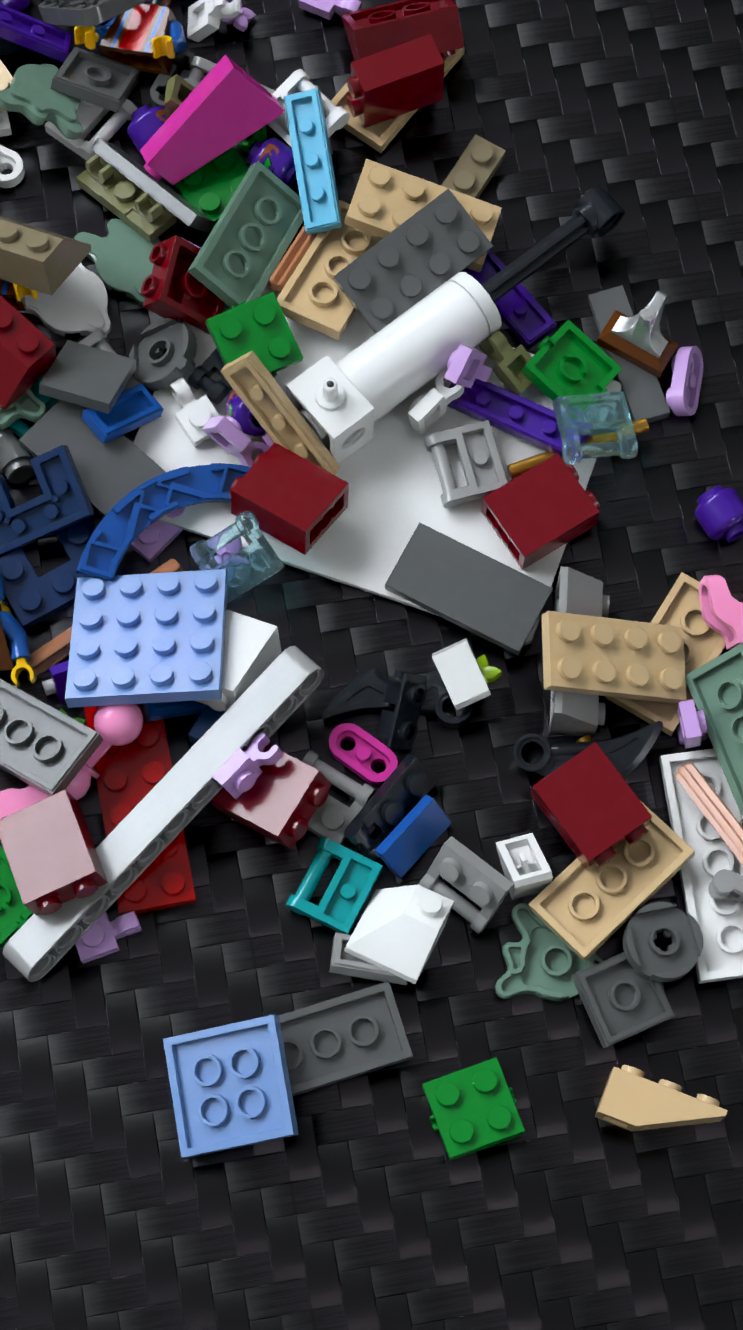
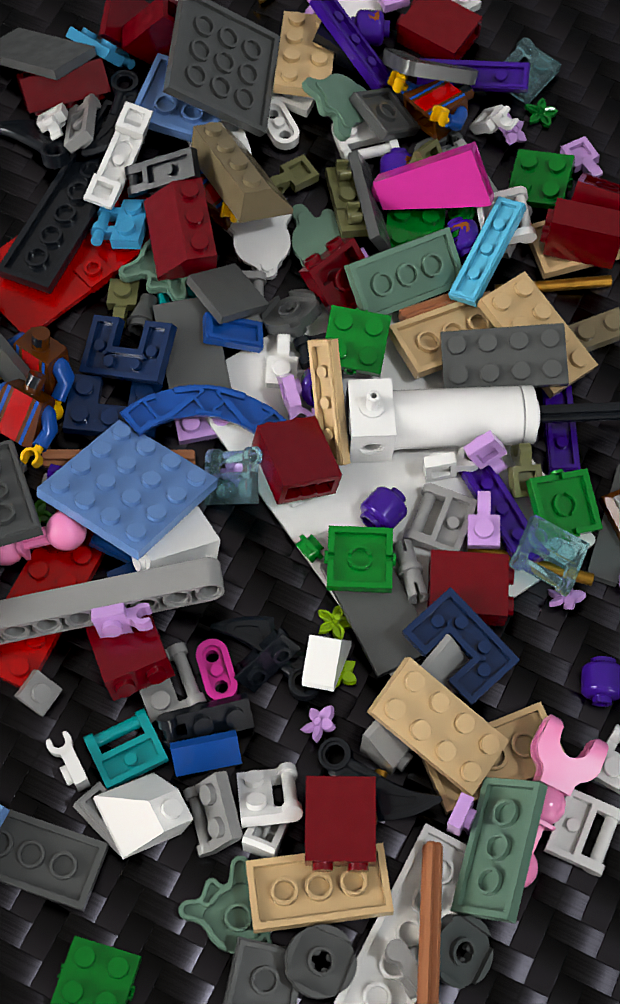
camera: 35 degrees right, 5 degrees down
(51, 203) = (295, 174): none -> olive plate
(210, 894) = (38, 692): none -> light grey plate
(301, 938) = (72, 770): none -> white plate
(304, 43) = (543, 175): none -> green plate
(364, 575) = (310, 547): none -> green plate
(402, 147) = (572, 283): none -> pearl gold bar
(405, 490) = (383, 508): none -> dark purple head
(421, 553) = (360, 559): none -> green plate
(436, 631) = (333, 622): none -> lime plant
(475, 532) = (410, 571): none -> light grey pin
(496, 733) = (320, 722): none -> lavender plant
(498, 843) = (257, 800): none -> white plate
(514, 443) = (483, 527): none -> lavender plate
(608, 558) = (487, 652): none -> dark blue plate
(636, 463) = (568, 601): none -> lavender plant

